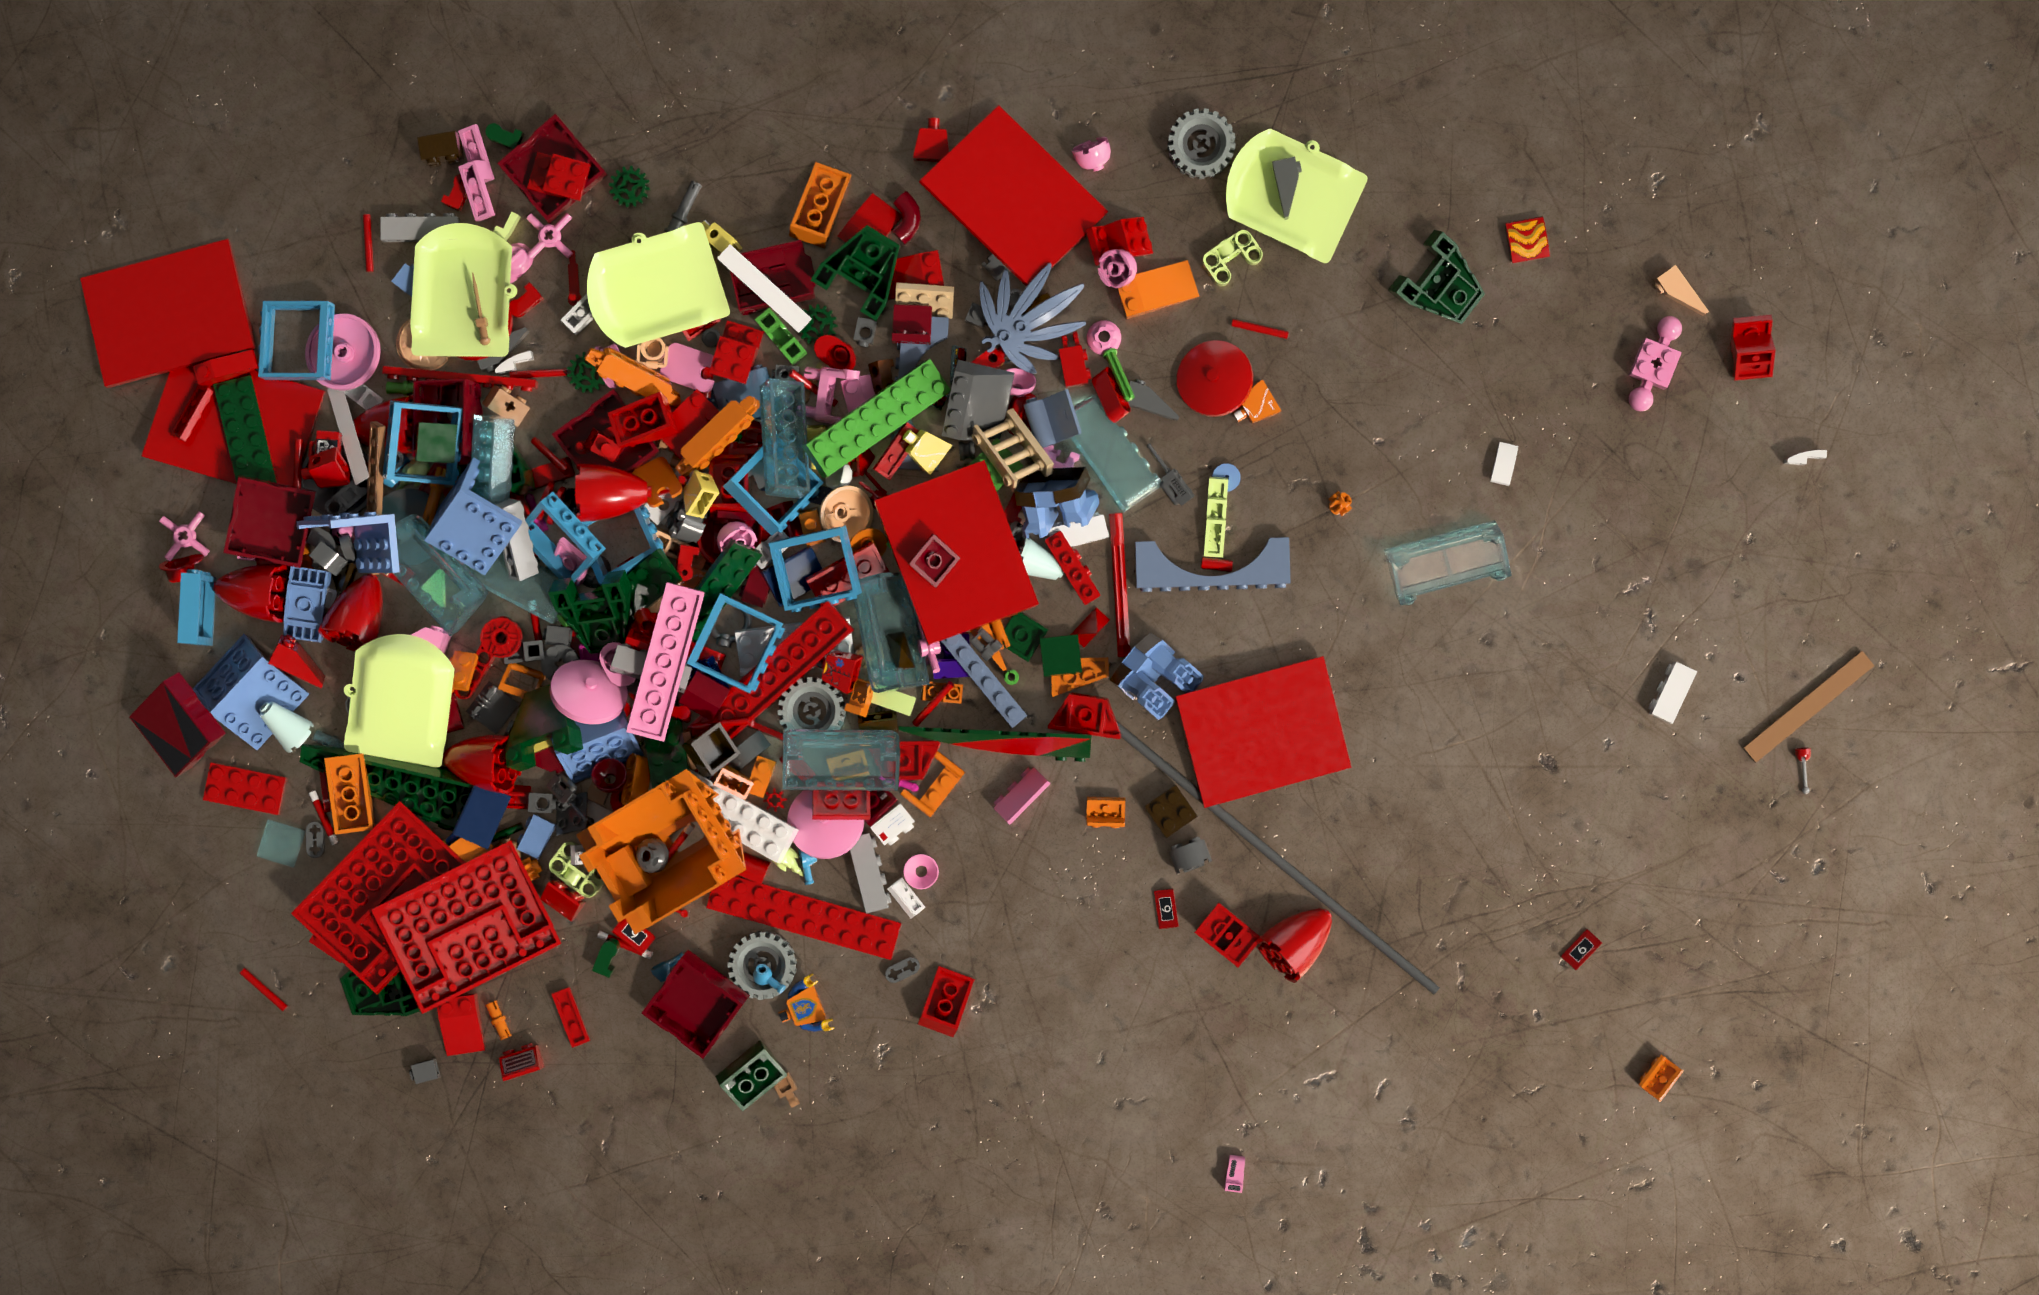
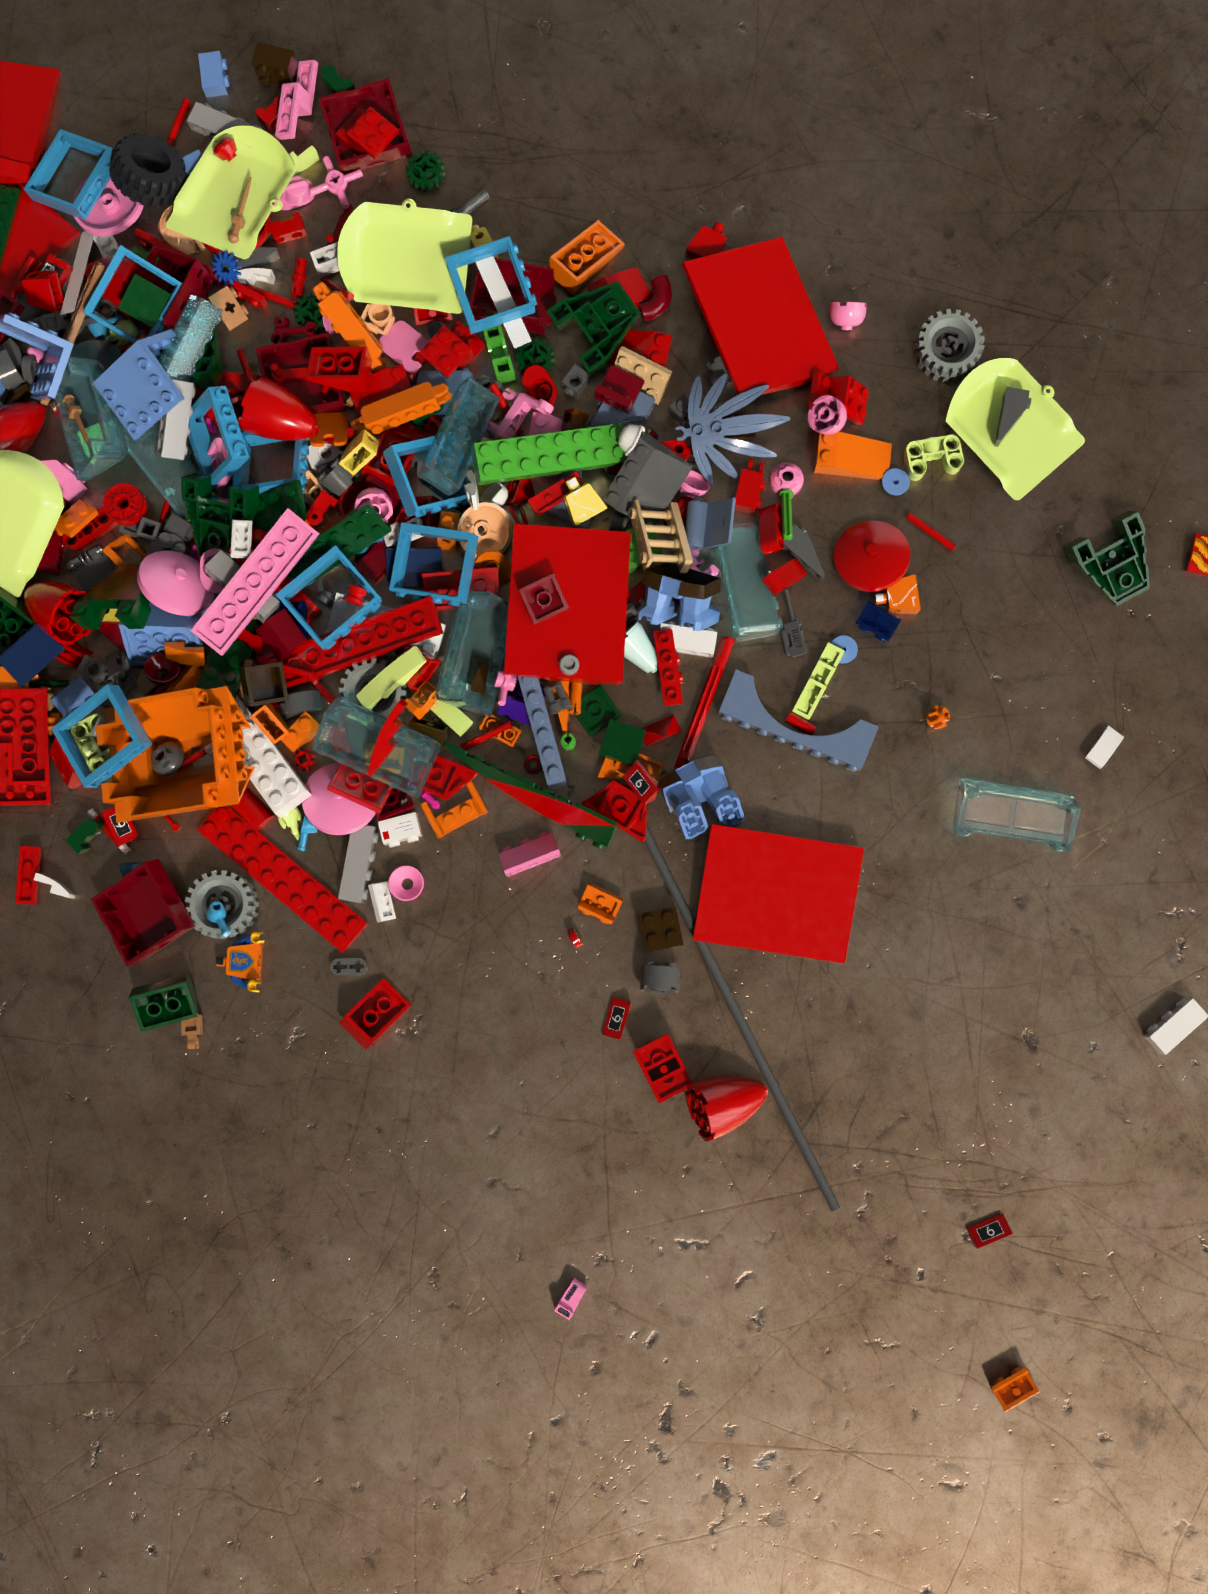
camera: 25 degrees right, 5 degrees down
(367, 327) = (150, 153): none -> black tyre
(381, 179) = (213, 74): none -> medium blue piece
(413, 572) = (74, 413): none -> medium nougat sword
(434, 254) = (225, 149): none -> red cone
(486, 363) = (233, 267): none -> blue gear
(557, 344) = (298, 277): none -> red pin
(564, 402) = (282, 328): none -> dark red bar
(601, 341) = (334, 286): none -> red bar
(603, 445) = (297, 379): red torso -> none
(605, 1016) = (57, 887): none -> white slope
(610, 836) = (119, 760): none -> dark azure window
(617, 754) = (185, 655): none -> orange slope
(633, 627) = (241, 539): none -> white plate
(760, 632) = (355, 595): none -> red wheel
(769, 255) = (480, 253): none -> dark azure window
(819, 484) = (471, 490): none -> white slope
(825, 691) = (391, 677): none -> yellowish green slope
(849, 754) = (385, 743): none -> red slope
(945, 372) = (629, 437): none -> white helmet
(984, 610) = (569, 665): none -> light grey tile
(984, 716) = (528, 760): none -> red plate
(1095, 686) = (641, 783): none -> slope
(1096, 852) = (575, 938): none -> red tile
(1142, 435) = (784, 576): none -> red beam
(1207, 296) = (895, 481): none -> medium blue piece
(1247, 437) = (878, 621): none -> clear blue bracket

